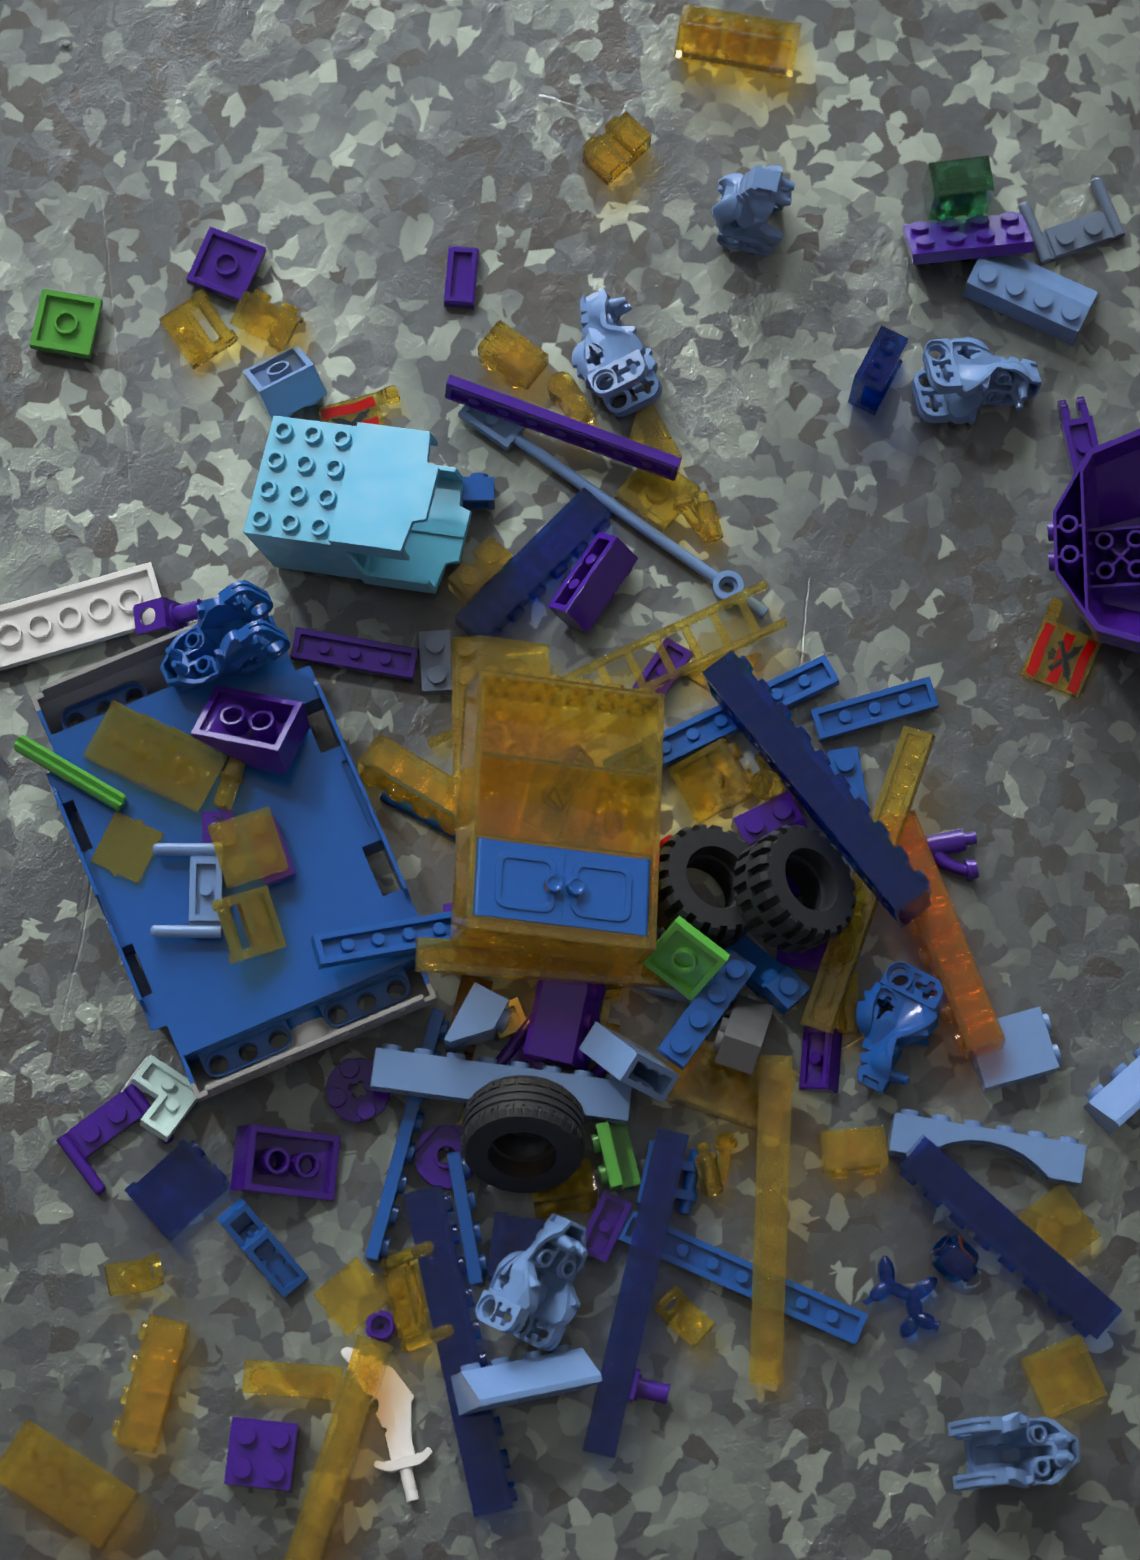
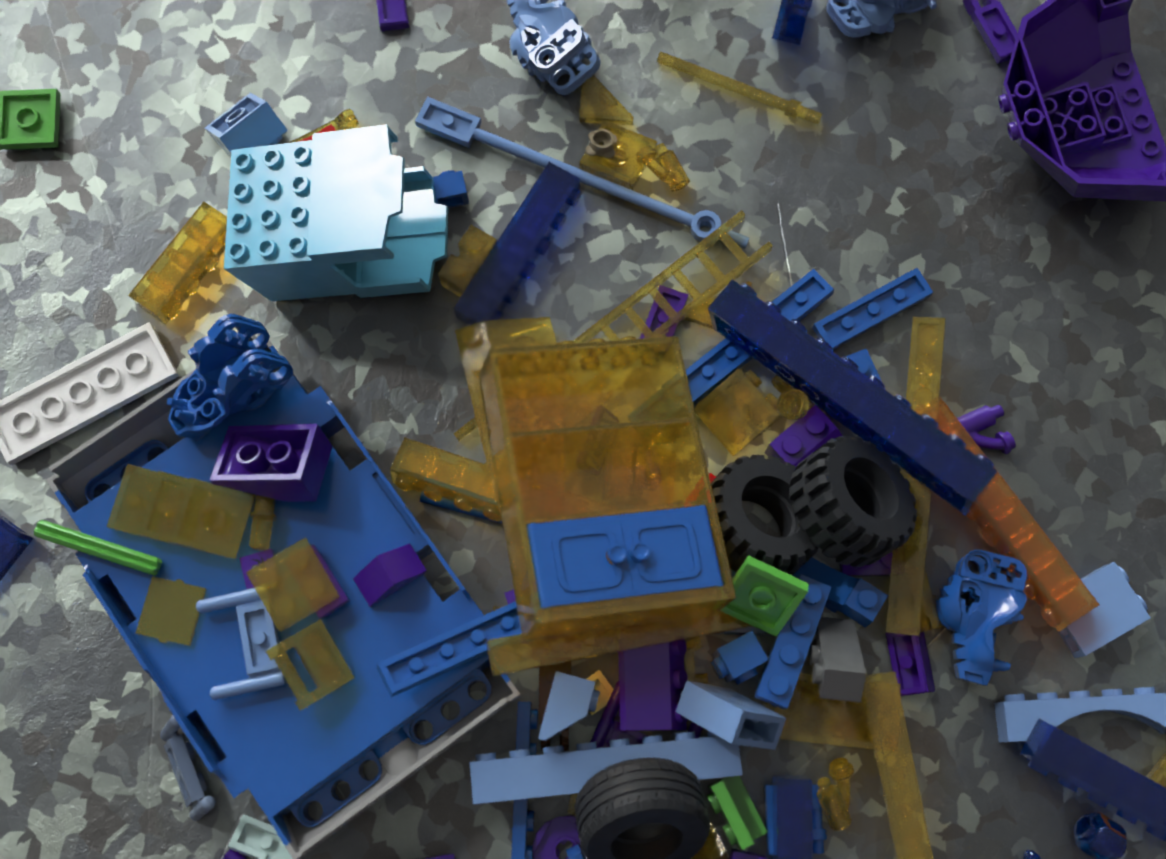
camera: 10 degrees left, 0 degrees up
(102, 991) = (190, 783): none -> sand blue plate
(168, 615) = (172, 369): dark purple bracket -> none
(189, 334) = (149, 106): clear yellow plate -> none
(197, 509) = (182, 264): none -> clear yellow brick
(226, 264) = (169, 35): dark purple plate -> none
(266, 319) = (216, 75): clear yellow bracket -> none
(338, 858) = (389, 573): none -> dark purple slope
(340, 1097) = (445, 813): dark purple plate -> none
(354, 654) = (365, 366): dark purple plate -> none
(435, 661) = (445, 357): sand blue plate -> none
(512, 356) = (454, 59): clear yellow brick -> none
(562, 428) = (513, 111): dark purple tile -> none
(567, 394) = (518, 88): clear yellow leg -> none
(593, 582) = (578, 248): dark purple brick -> none
(641, 472) = (598, 138): none -> dark tan plate
(651, 1015) = (739, 659): none -> blue brick
(847, 482) = (791, 108): none -> clear yellow bar
(853, 1151) = (970, 748): clear yellow brick -> none
(1060, 654) = (1029, 221): flag -> none

